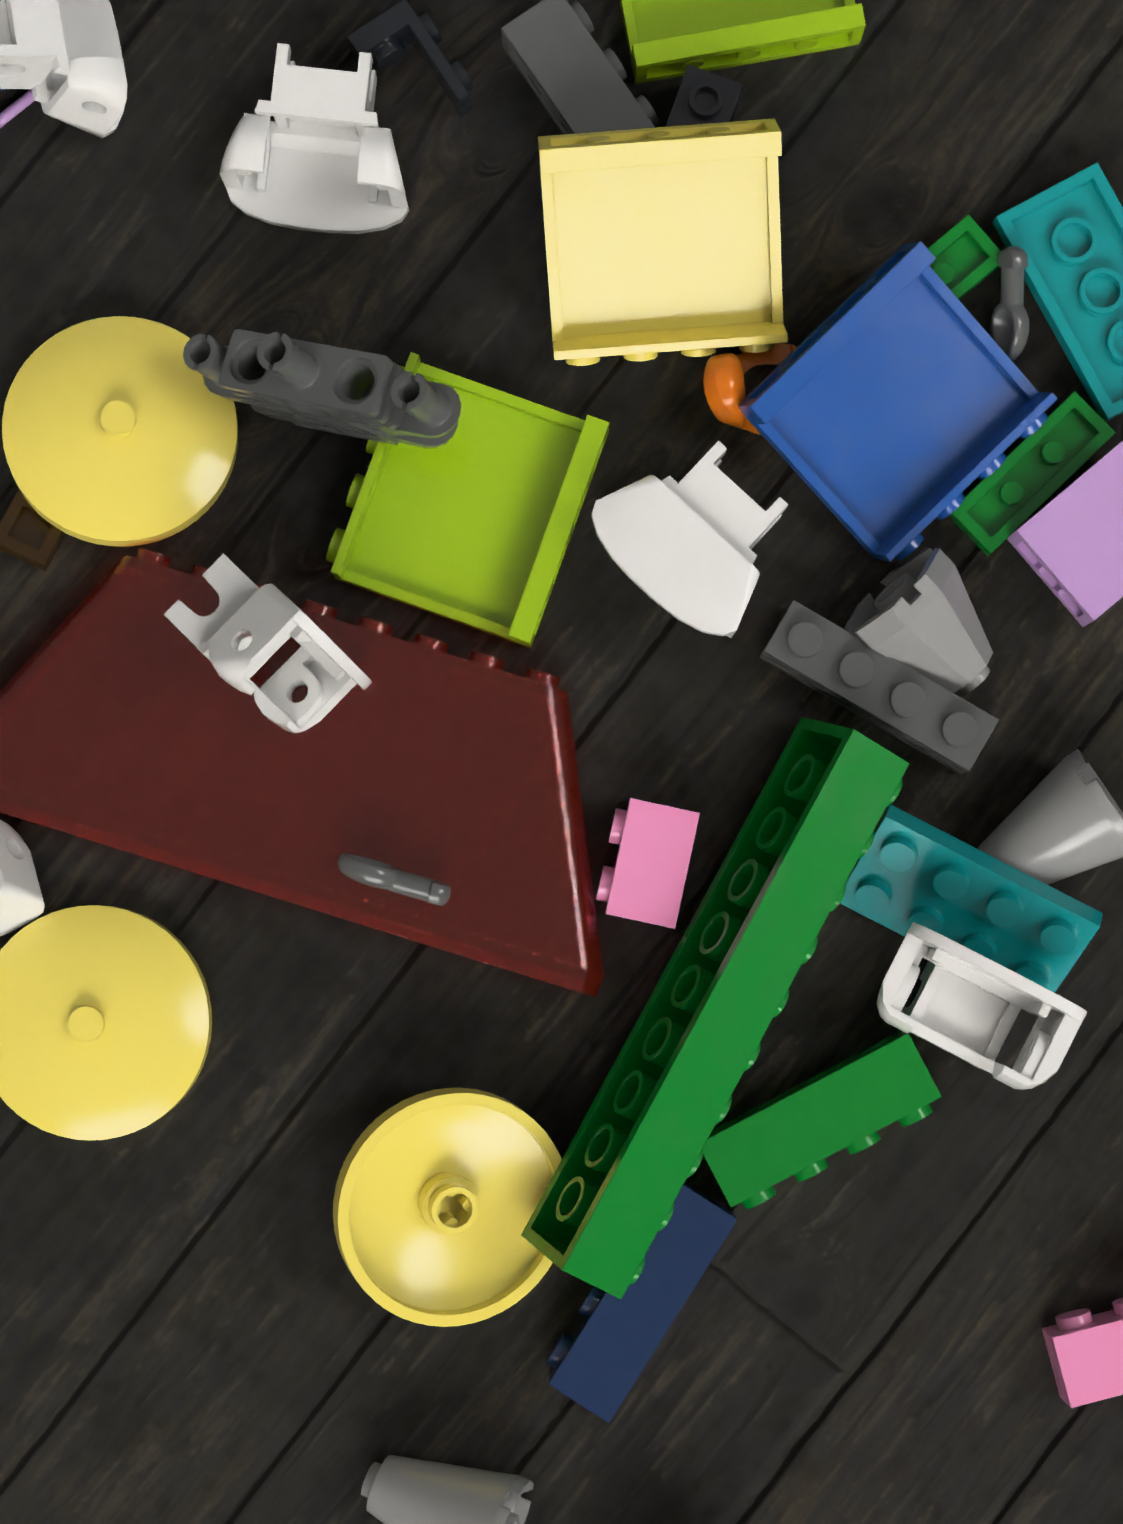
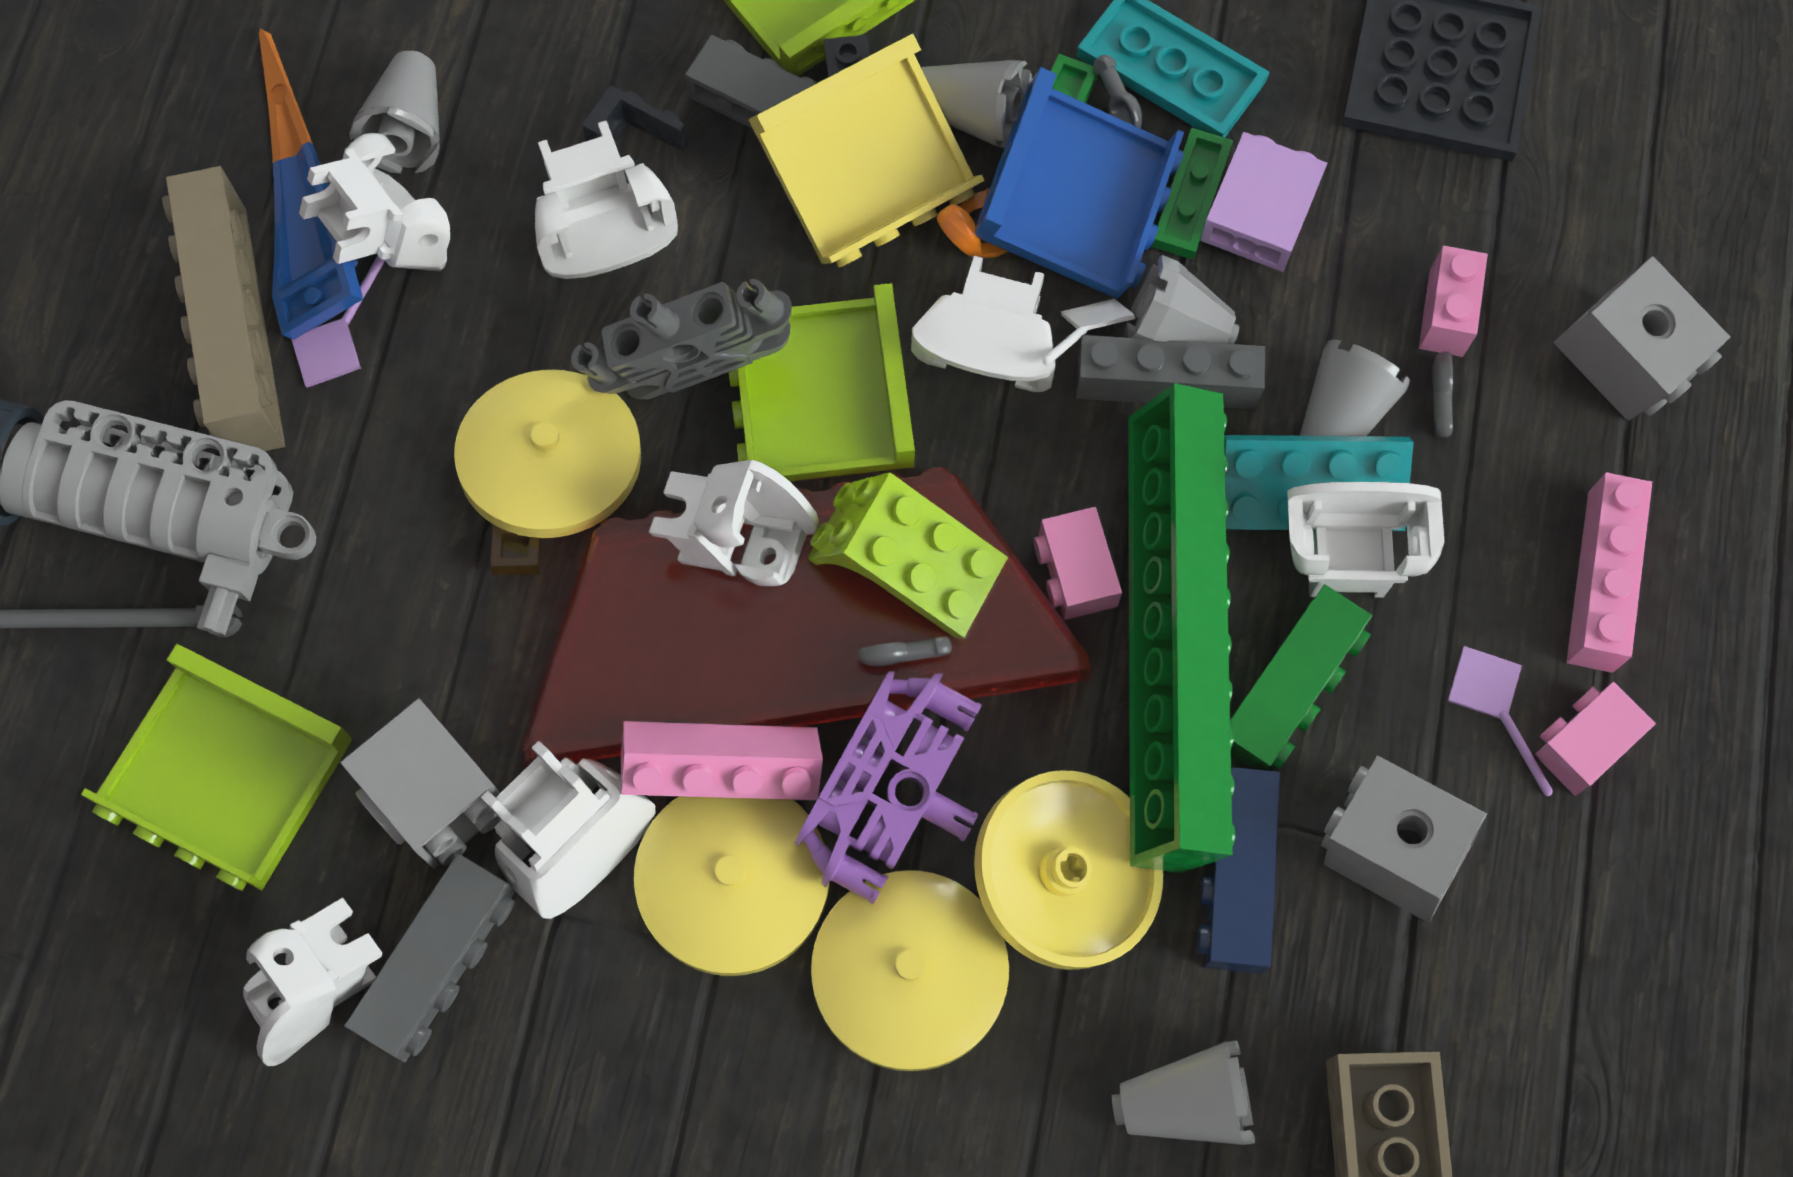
camera: 30 degrees left, 15 degrees down
(132, 899) = (720, 761): none -> bright pink brick
(229, 1219) = (911, 973): none -> light yellow dish
(281, 987) = (861, 769): none -> medium lavender piece
(450, 770) = (909, 550): none -> lime bracket
(817, 1322) = (1392, 807): none -> light grey brick
(819, 574) = (1089, 318): none -> white piece
(837, 227) = (980, 96): none -> light grey cone
(1034, 1228) = (1488, 687): none -> lavender piece

